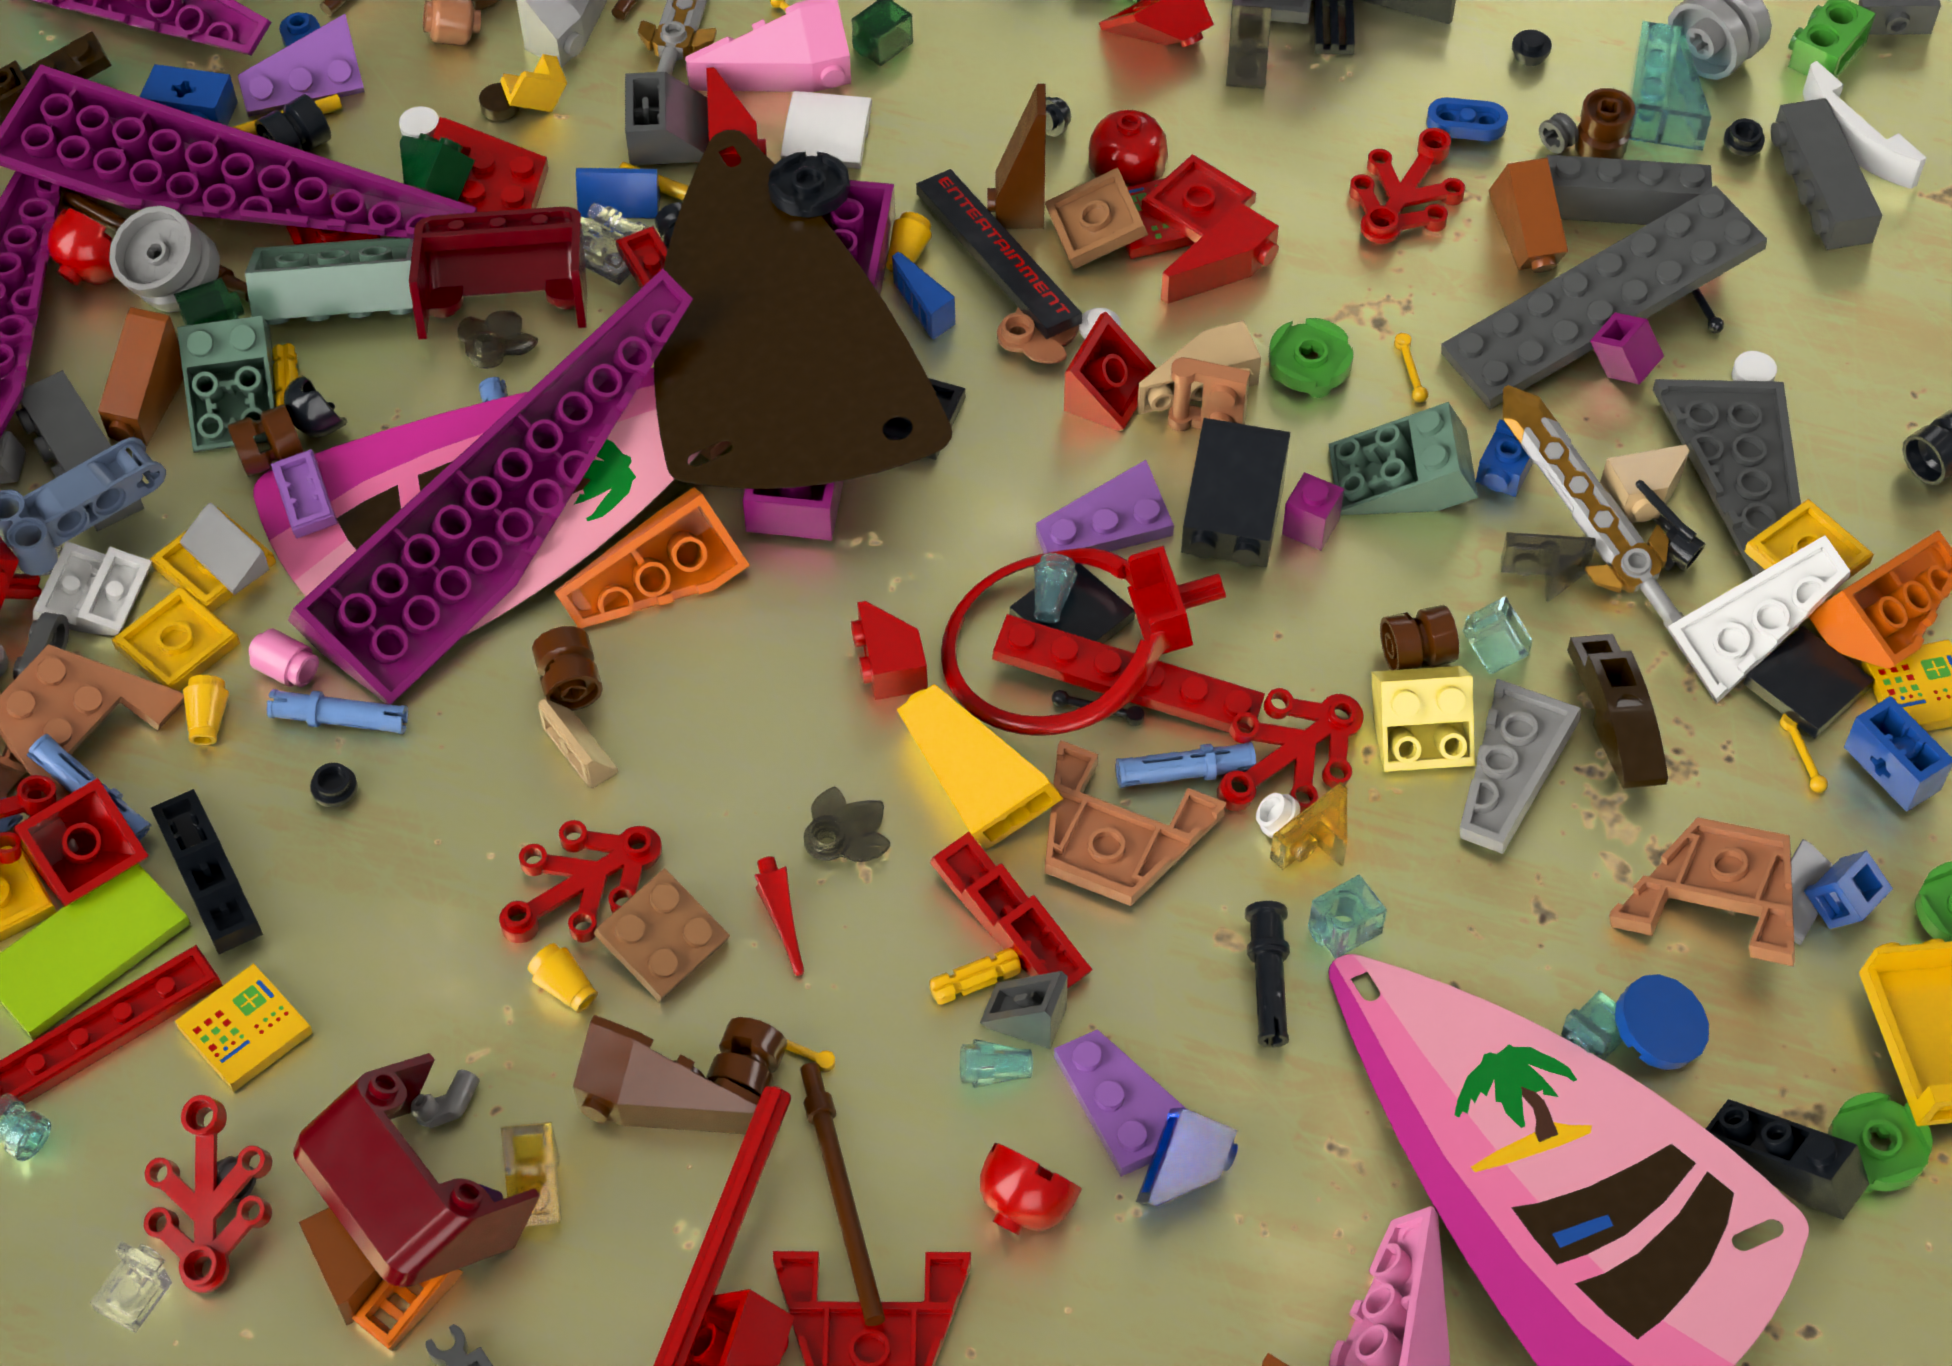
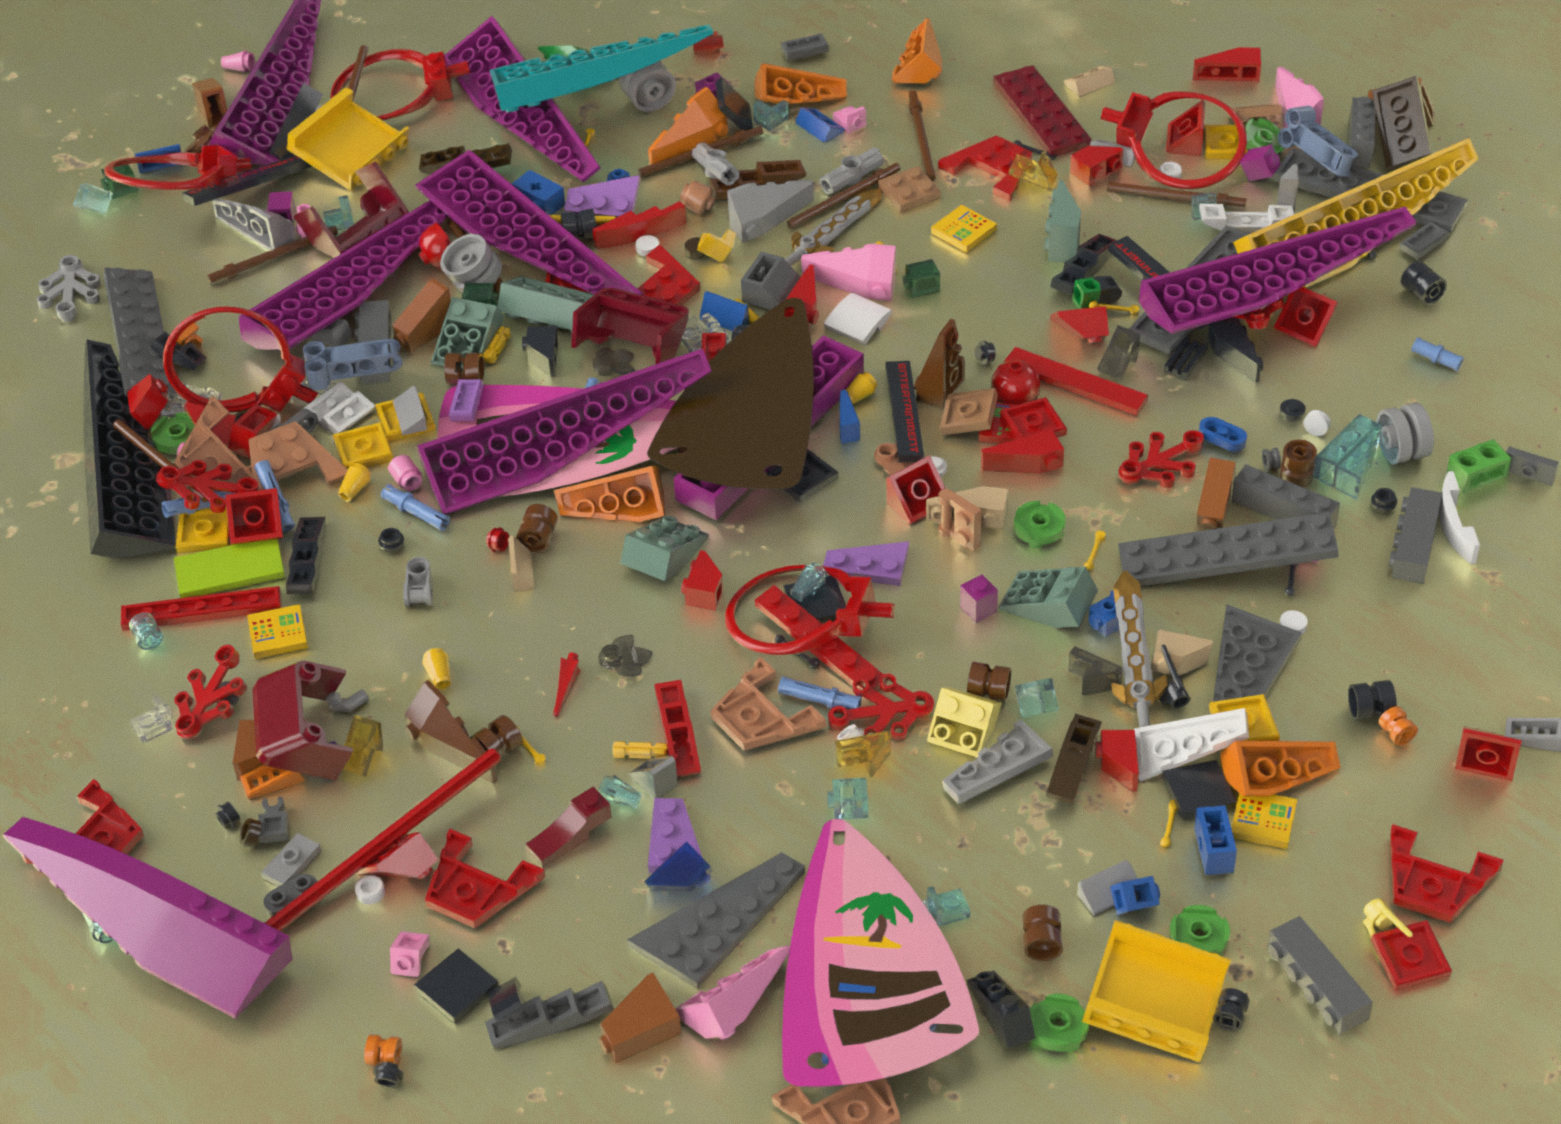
camera: 30 degrees right, 10 degrees down
(310, 410) = (495, 361): black hair -> none
(368, 358) = (542, 348): none -> black slope
(380, 104) = (630, 227): none -> red slope
(435, 165) = (636, 266): dark green slope -> none
(436, 848) = (418, 582): none -> light grey piece
(511, 713) = (497, 539): none -> red plate
(584, 877) = (508, 627): red plant -> none
(661, 934) = (498, 667): medium nougat plate -> none
(784, 619) = (662, 547): none -> sand green slope
(808, 184) = (816, 337): black tile -> none
(821, 1112) = (518, 780): reddish brown bar -> none
(955, 1170) = (570, 828): none -> dark red slope
(980, 772) = (705, 653): yellow slope -> none
(1024, 1191) = (588, 852): red cylinder -> none
(1216, 112) = (1083, 382): none -> red tile
(1235, 492) = (938, 570): black slope -> none
(1268, 953) = (796, 799): black pin -> none
(1279, 1233) = (709, 929): none -> dark grey wing
(1581, 55) = (1316, 423): none -> white tile
(1627, 348) = (1219, 581): magenta brick -> none
(1662, 1022) = (981, 915): blue tile -> none
(1681, 679) = (1119, 756): none -> red slope
(1726, 870) = (1069, 856): nougat wing -> none
(1771, 1015) = (1042, 933): none -> reddish brown wheel

